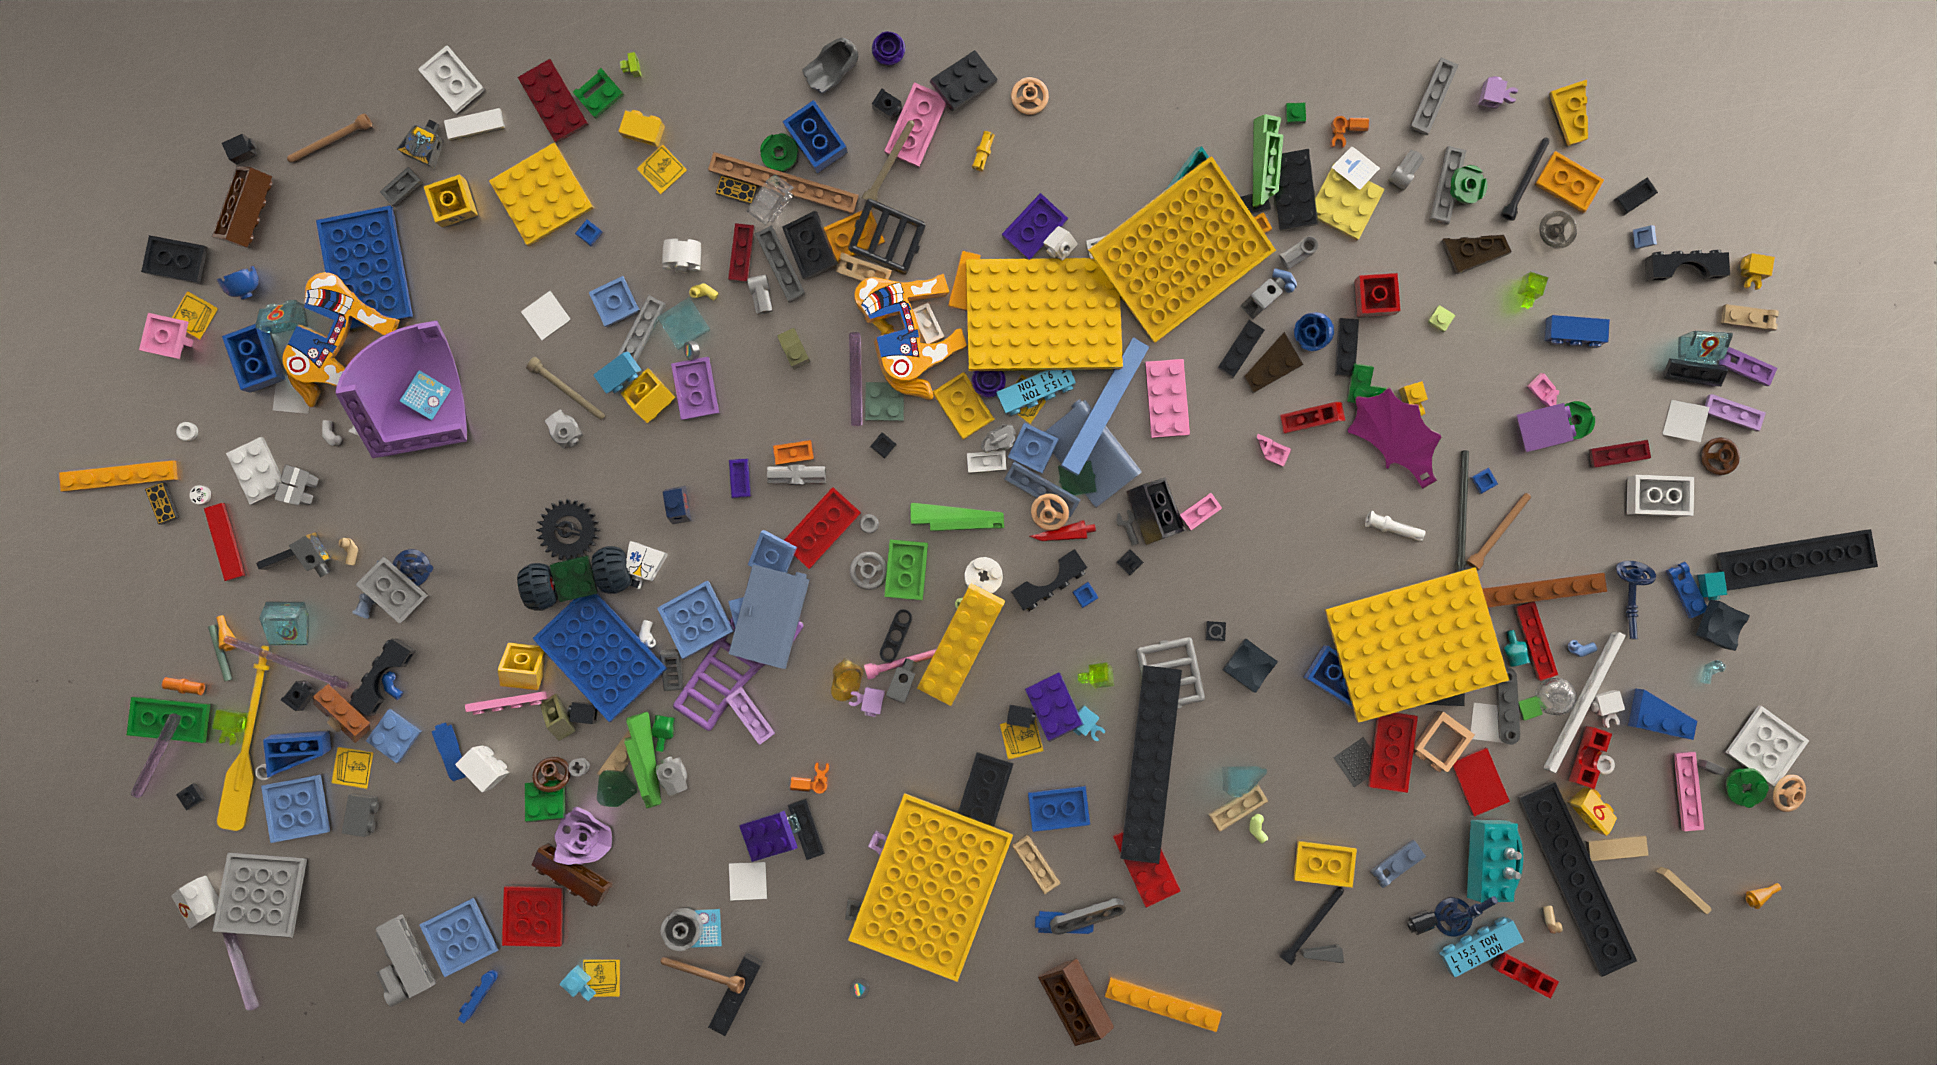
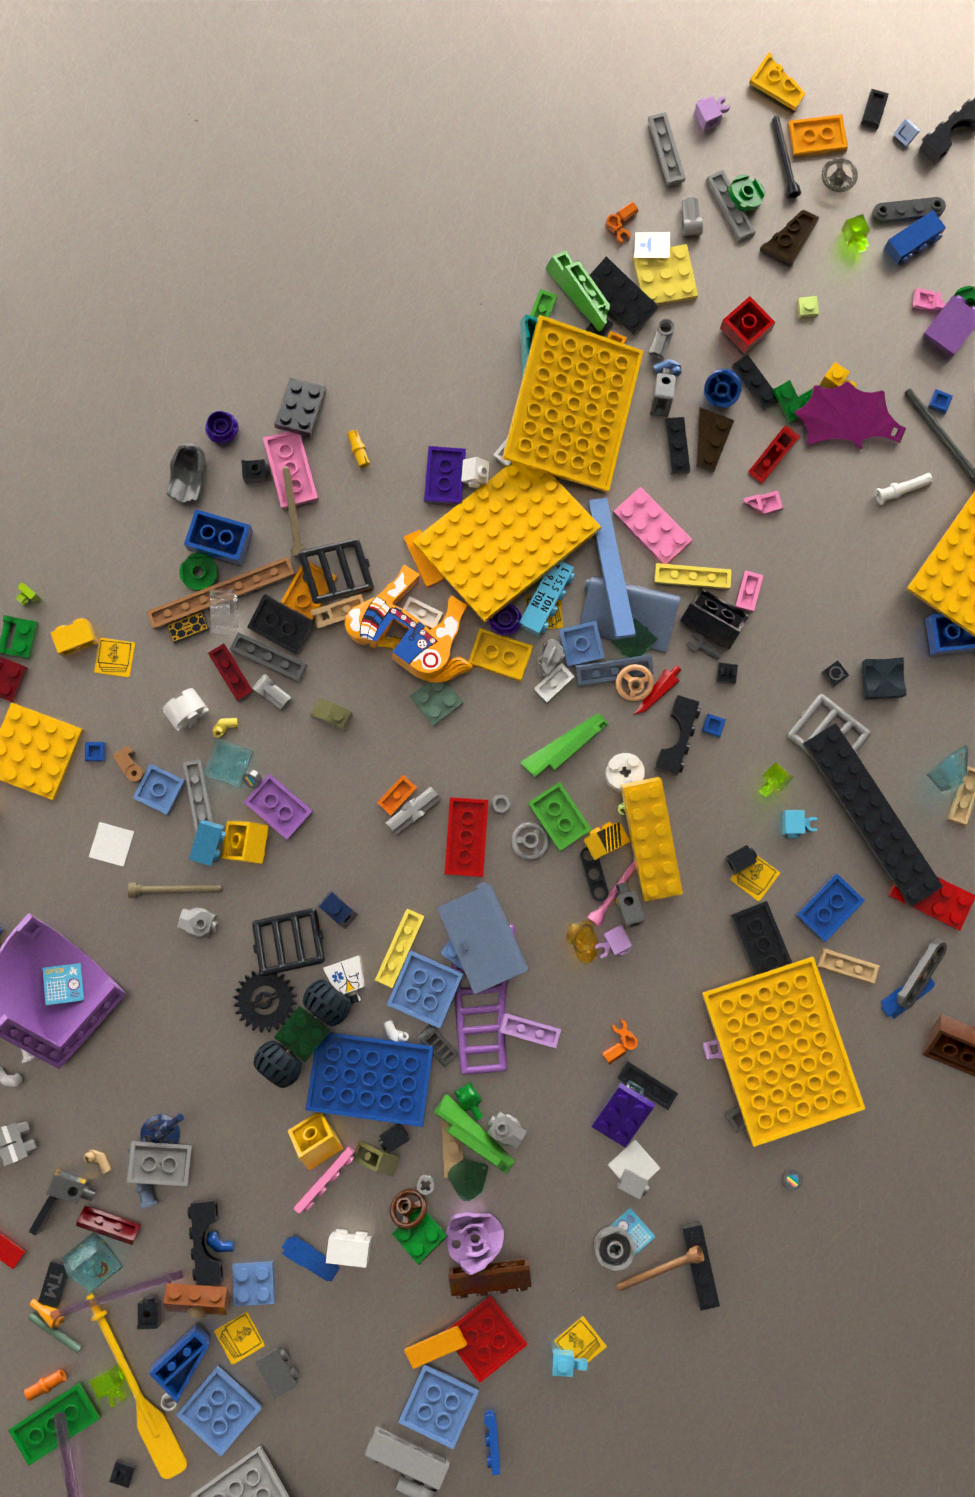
camera: 45 degrees left, 5 degrees down
(245, 617) = (53, 1284): none -> black tile
(319, 605) = (108, 1225): none -> dark red plate
(490, 892) = (435, 1347): none -> light orange tile
(605, 263) = (128, 765): none -> medium nougat leg
(618, 522) = (282, 965): none -> black bar
(701, 572) = (399, 948): none -> light yellow plate
(735, 893) = (633, 1184): none -> light grey brick
(740, 478) = (370, 849): dark purple plate -> none
(772, 552) = (444, 886): medium blue plate -> none
(855, 378) = (399, 700): clear purple axle -> none
(883, 445) = (463, 734): black tile -> none
(925, 617) = (606, 840): none -> yellow brick
(1030, 88) = (357, 384): light nougat piece -> none
(1054, 707) = (762, 830): dark purple plate -> none
(1165, 464) = (692, 576): none -> light yellow plate
(1225, 149) = (544, 304): none -> bright green plate
(1295, 113) = (573, 239): green plate -> none
(1591, 302) = (907, 209): none -> dark grey plate

